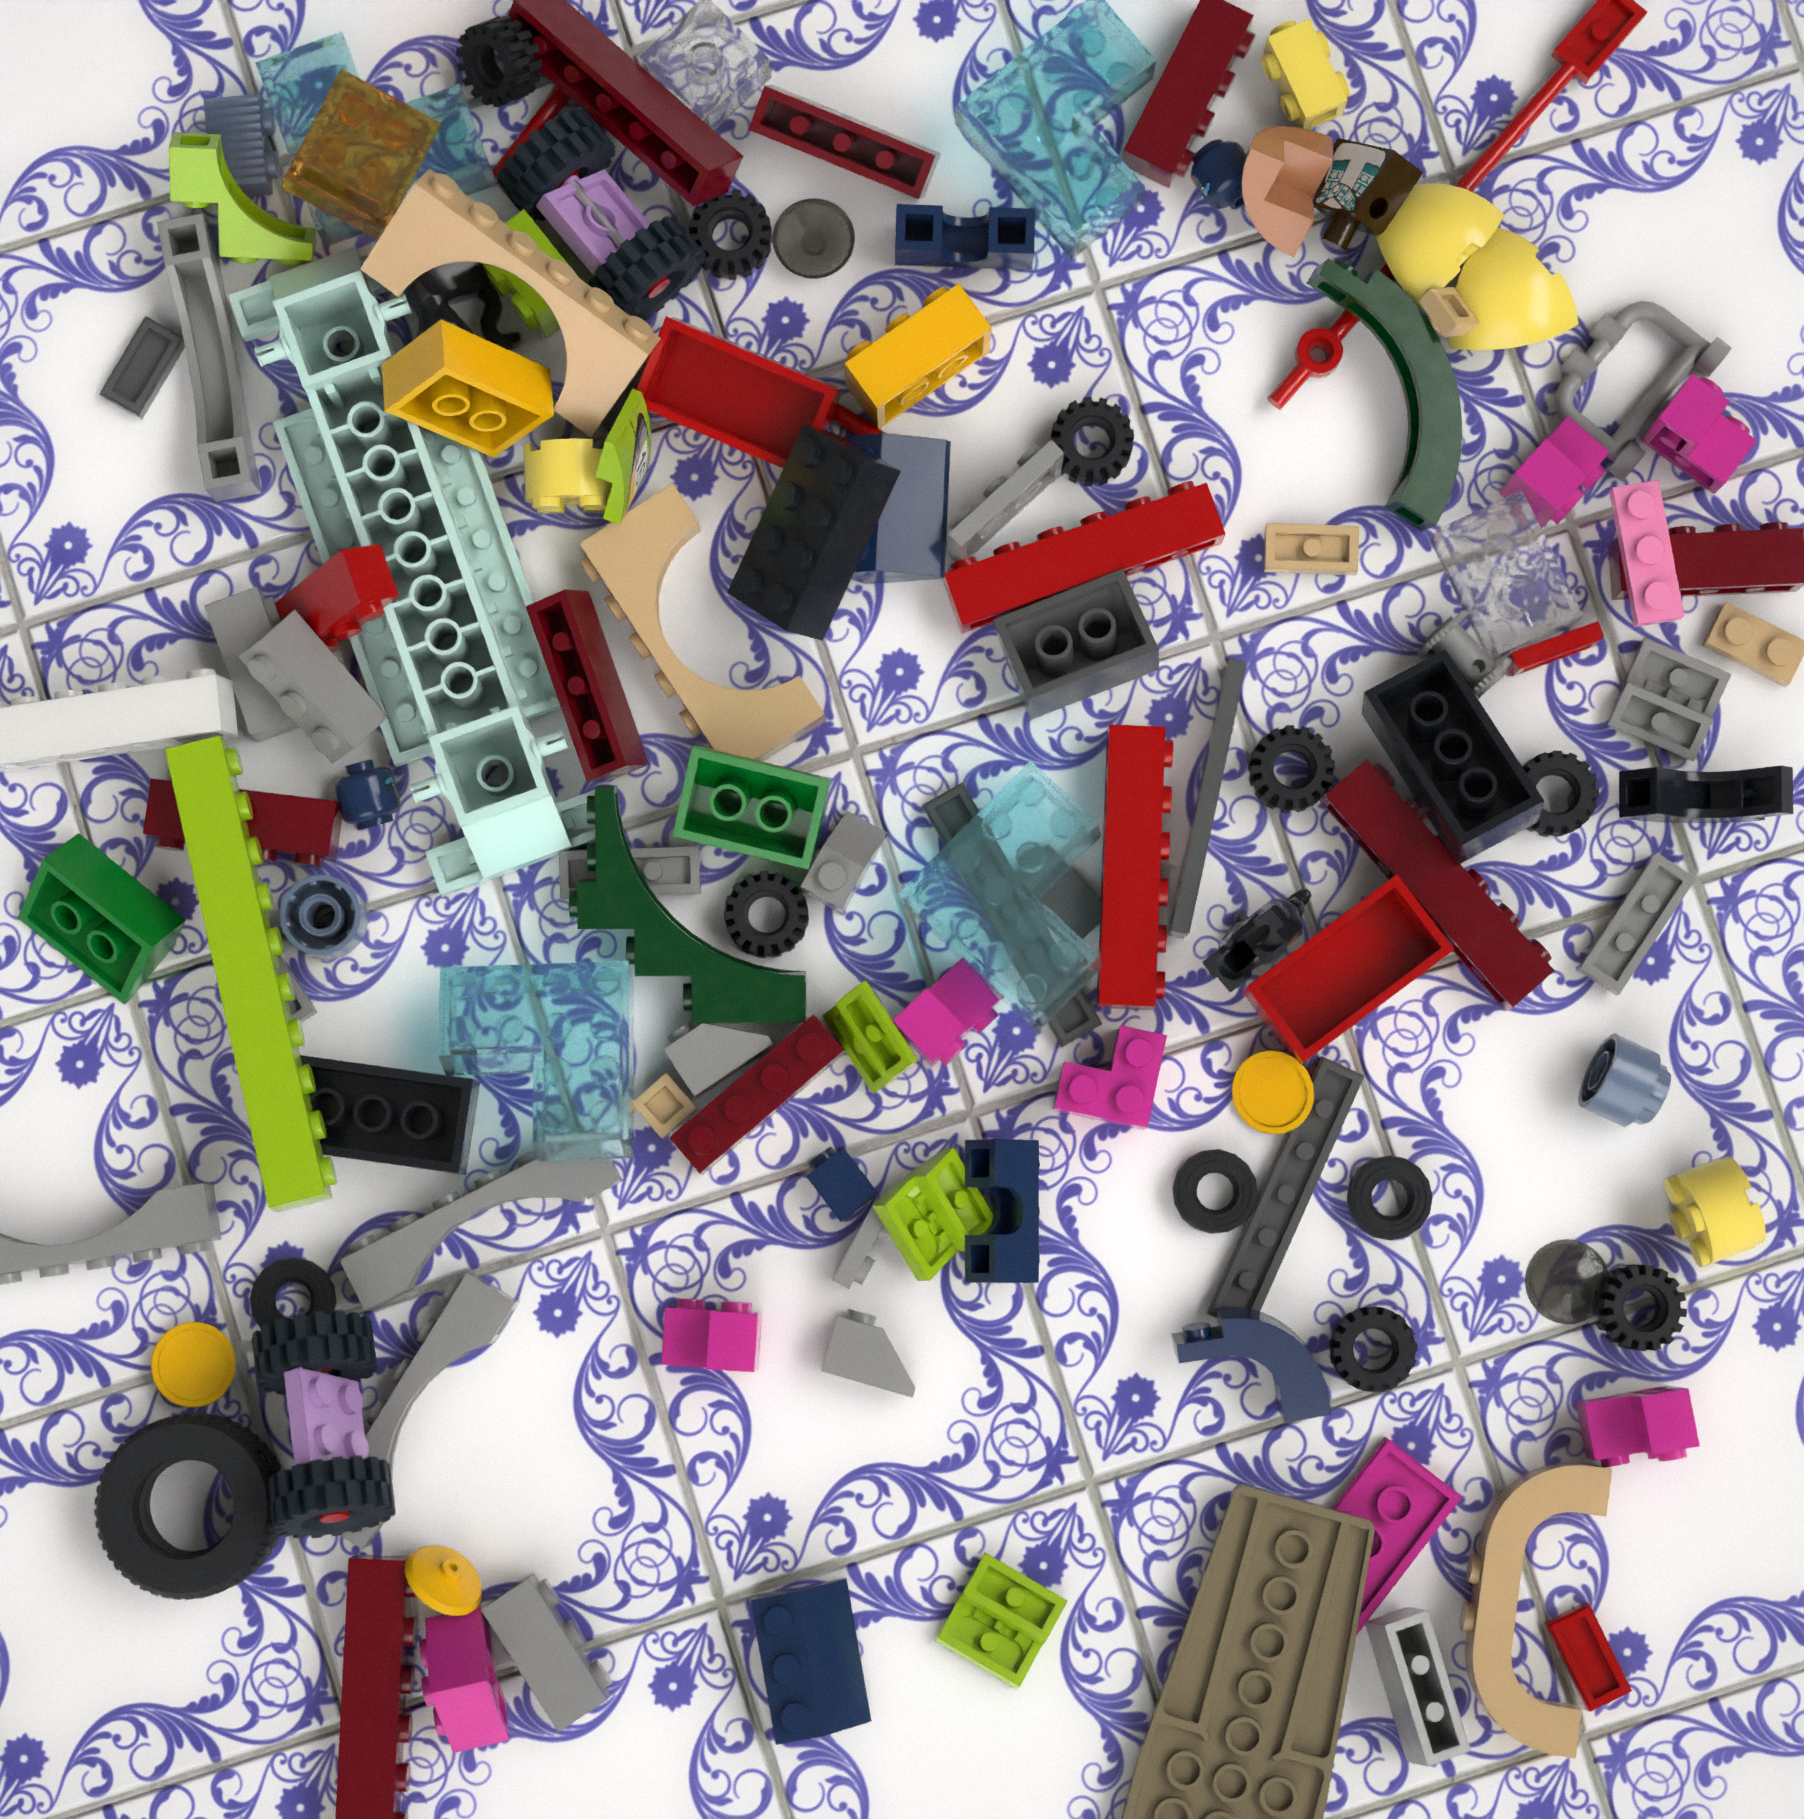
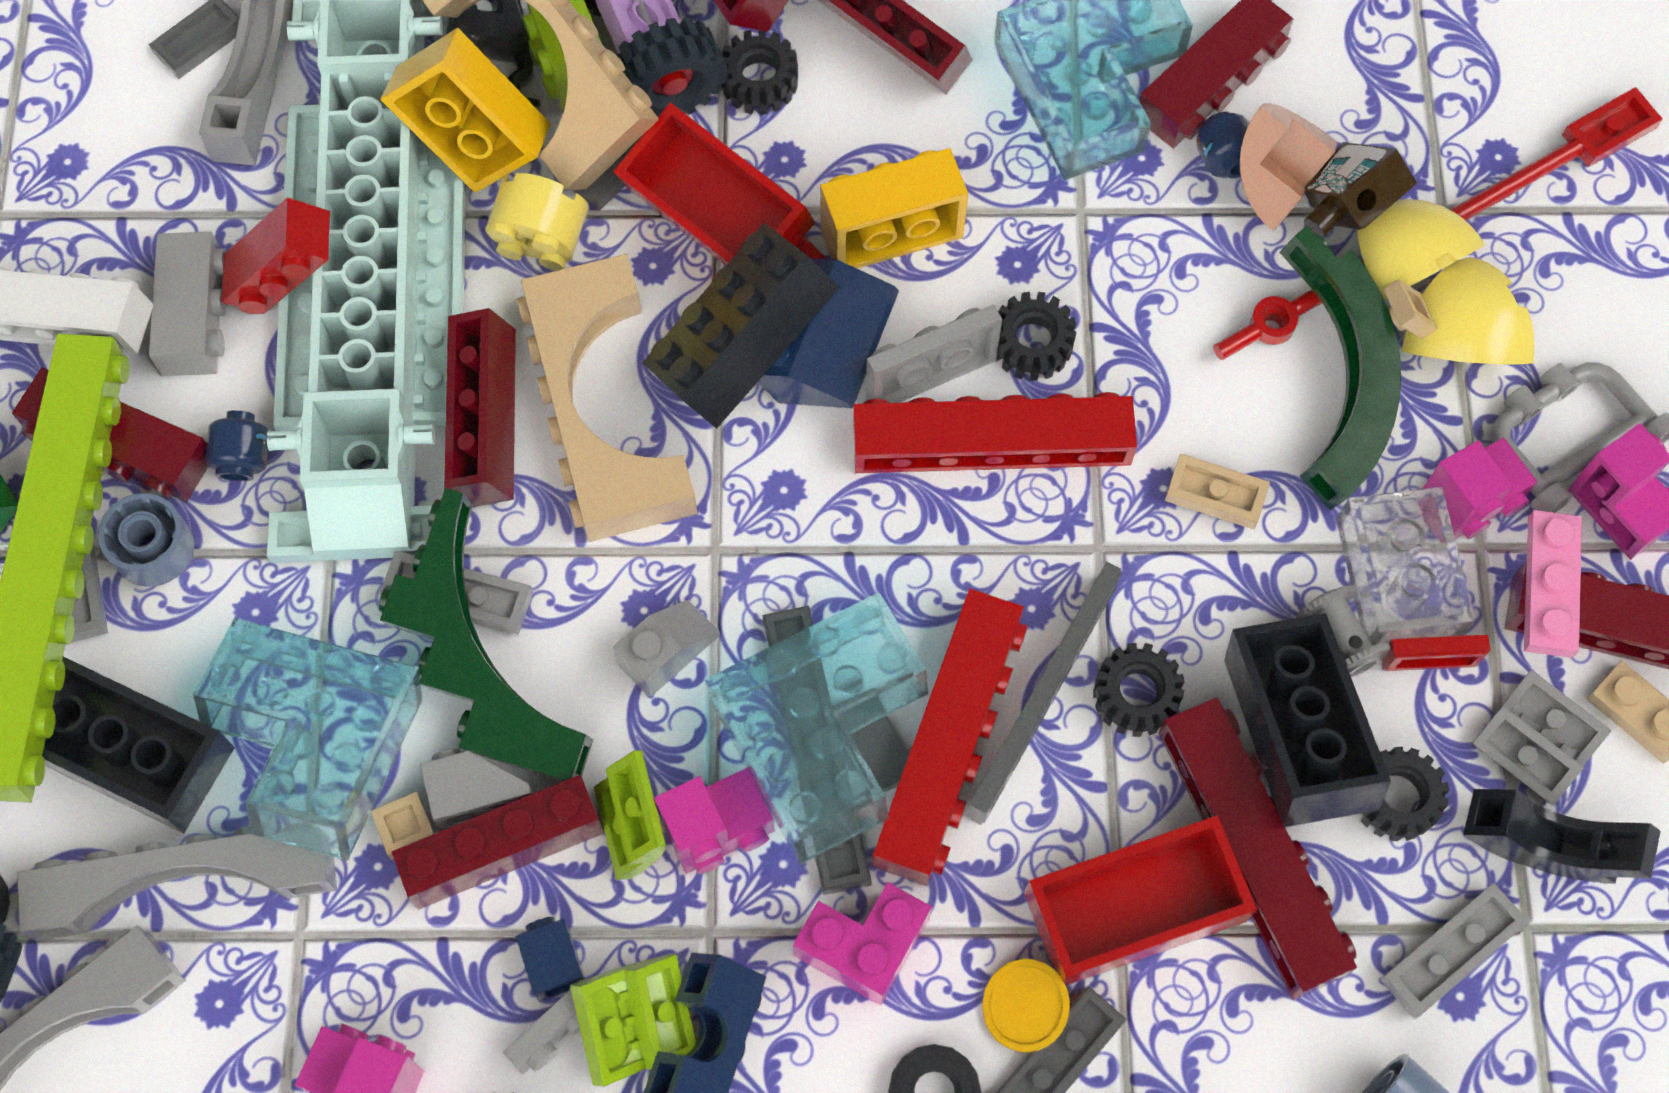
camera: 15 degrees right, 15 degrees down
(313, 687) = (222, 328): light grey brick -> none
(626, 456) = (592, 212): lime slope -> none
(749, 891) = (568, 644): black tyre -> none
(752, 807) = (593, 557): green slope -> none
(813, 238) = (833, 95): clear smoke piece -> none
(937, 239) = (939, 122): dark blue arch -> none
(1077, 644) = (961, 508): dark grey slope -> none
(1257, 939) = (1054, 836): black animal -> none
(1300, 65) = (1327, 82): light yellow brick -> none

